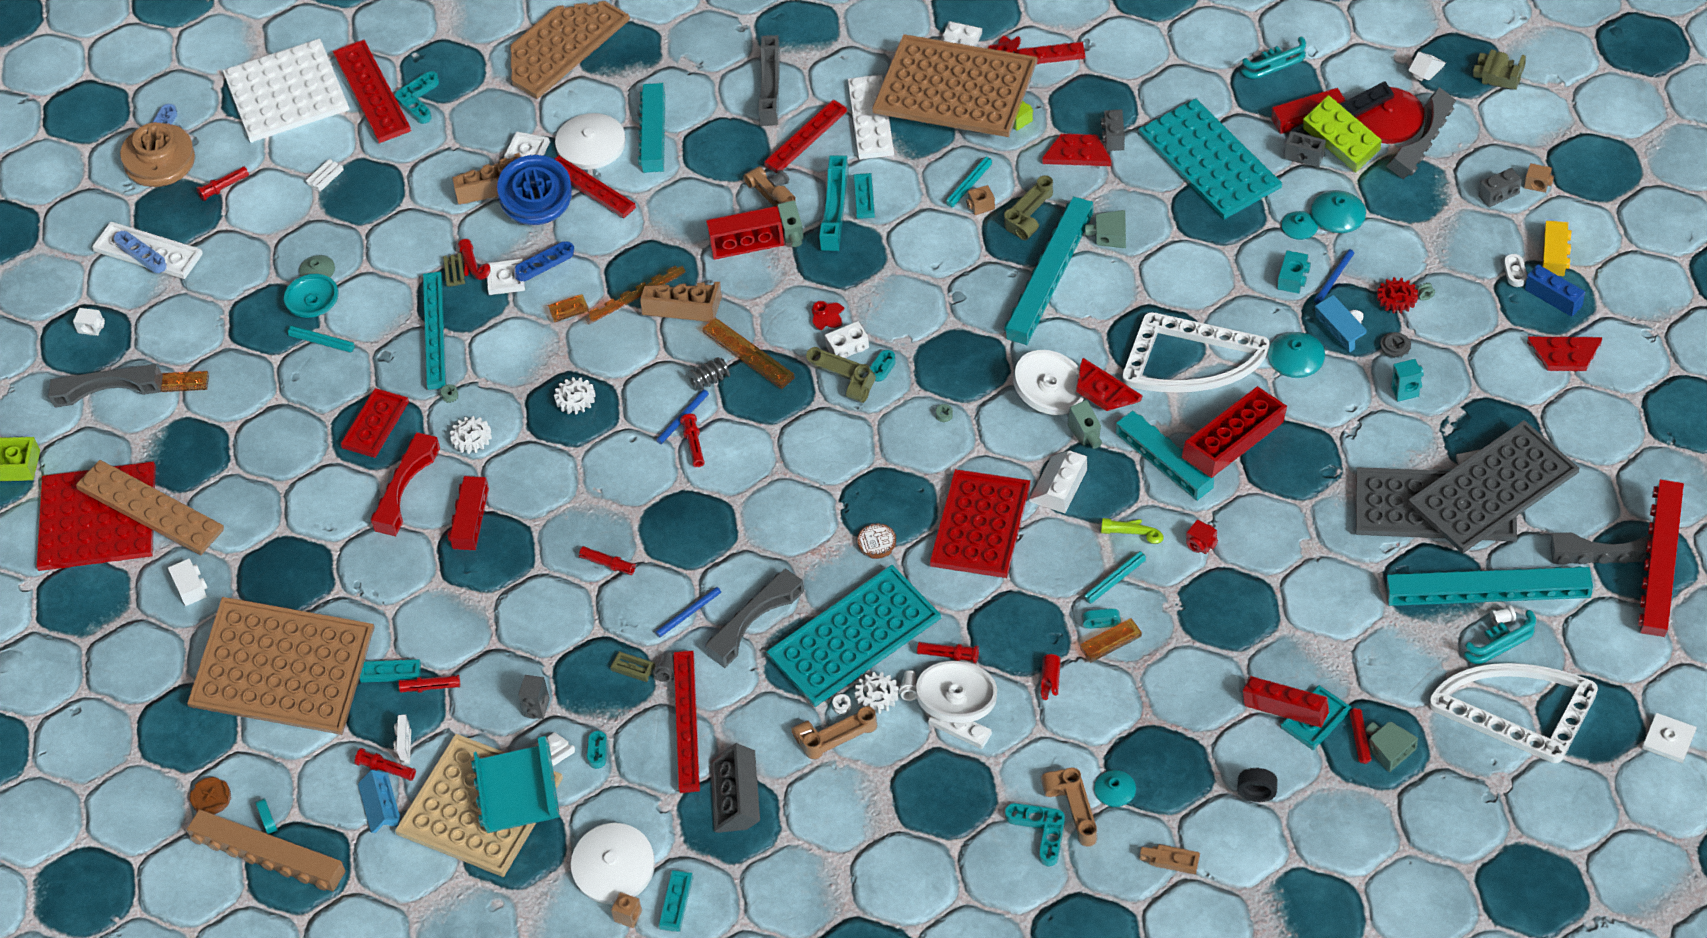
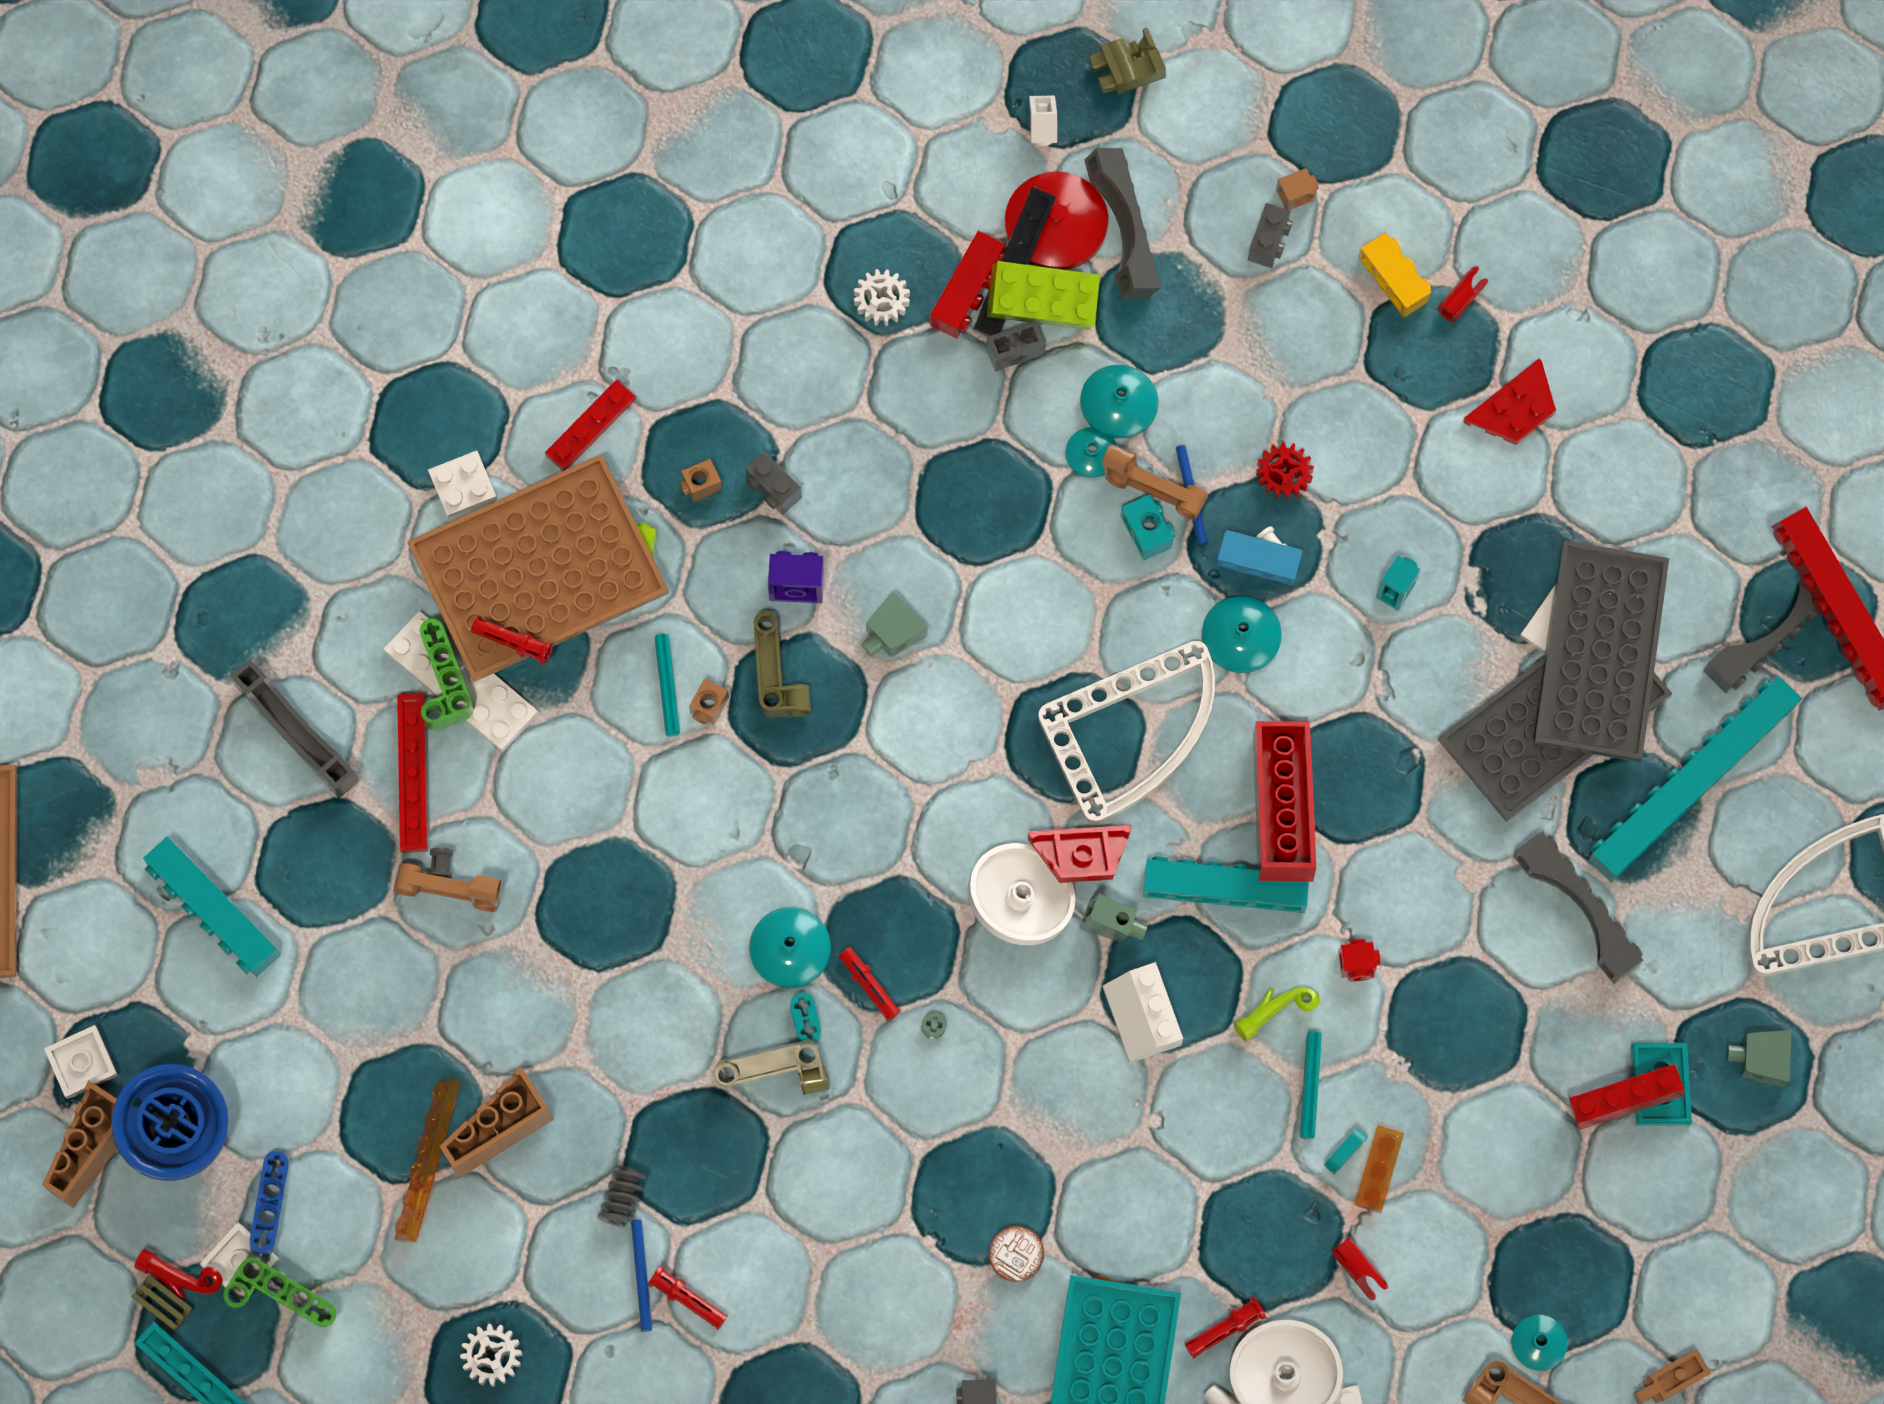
camera: 50 degrees left, 20 degrees up
(512, 299) = (283, 1297): none -> bright green beam
(568, 308) = (361, 1243): clear orange plate -> none
(590, 140) = (146, 985): white dish -> none
(597, 190) = (218, 1051): red plate -> none
(745, 232) = (481, 971): red brick -> none
(748, 353) = (637, 1129): clear orange plate -> none
(791, 227) = (514, 908): sand green torso -> none
(827, 315) = (681, 1002): red plate -> none
(835, 201) = (543, 845): teal arch -> none
(847, 340) = (732, 1020): white brick -> none
(857, 114) = (443, 671): none -> bright green beam
(864, 196) = (564, 803): teal plate -> none
(909, 331) = (790, 965): none -> teal dish
(910, 106) = (523, 644): none -> red pin
(931, 365) = (850, 958): none -> red pin
(980, 523) = (1109, 1138): red plate -> none
(1006, 44) = (527, 456): red plate -> none
(1049, 270) = (877, 738): teal brick -> none
(1077, 150) = (750, 540): red wing -> none
(1078, 107) = (702, 470): none -> medium nougat brick
(1080, 173) = (796, 577): none -> dark purple brick
(1210, 158) = (911, 436): teal plate -> none
(1257, 89) = (884, 307): none -> white gear
(1257, 776) = (1685, 1221): black tyre -> none
(1275, 59) = (866, 239): teal piece -> none
(1307, 240) = (1122, 470): none -> medium nougat piece
(1353, 630) = (1544, 863): none -> dark grey arch
(1360, 736) = (1724, 1070): red axle -> none
(1400, 340) = (1331, 528): dark grey gear -> none
(1425, 291) = (1309, 441): sand green bush -> none
(1501, 640) = (1763, 834): teal piece -> none
(1503, 615) = (1738, 804): white bush -> none
(1517, 273) = (1379, 336): white plate -> none
(1555, 290) = (1443, 334): blue brick -> none
(1585, 281) = (1461, 296): none -> red piece

